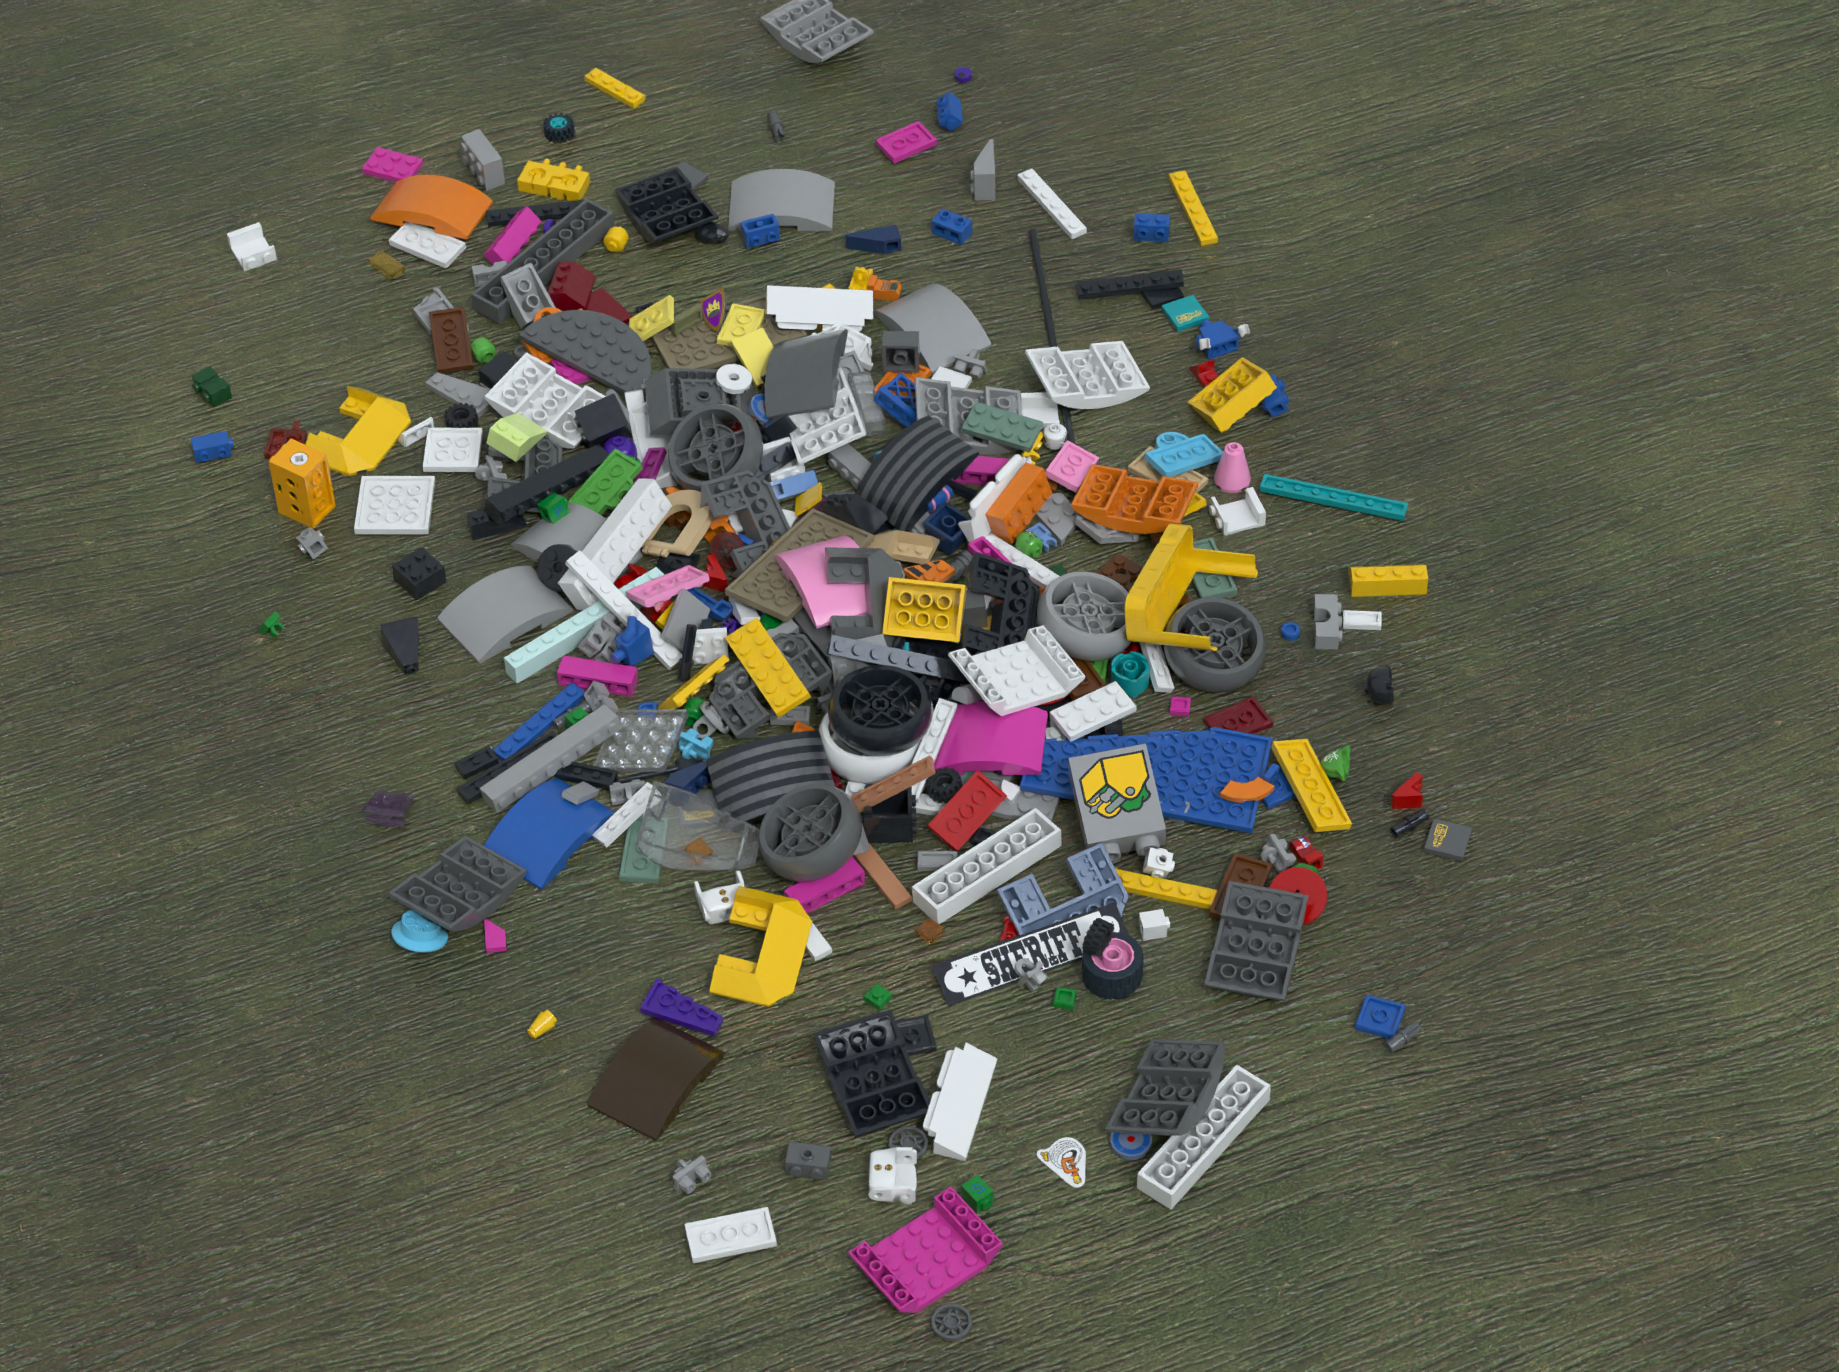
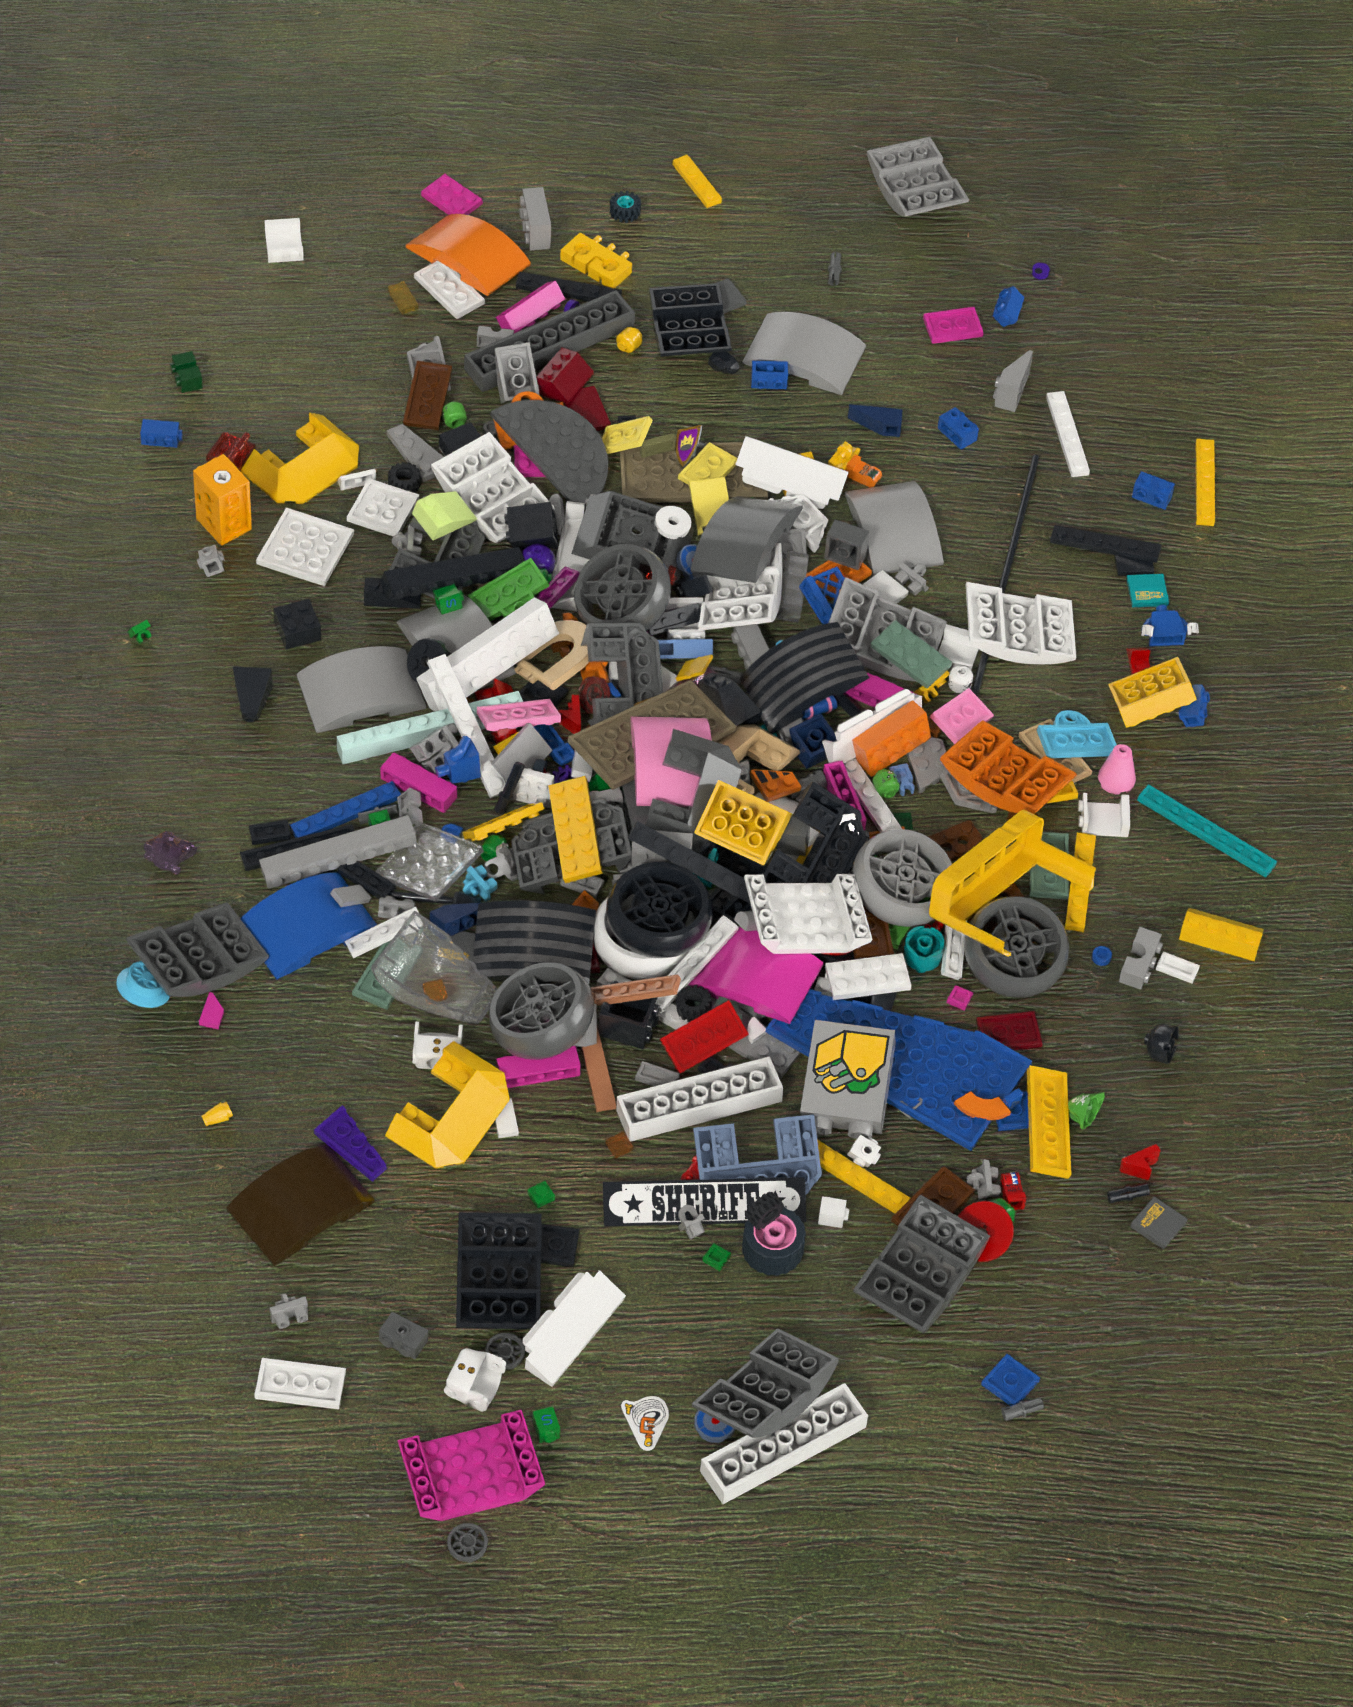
camera: 15 degrees right, 5 degrees up
(1245, 586) = (1077, 895): none -> yellow plate

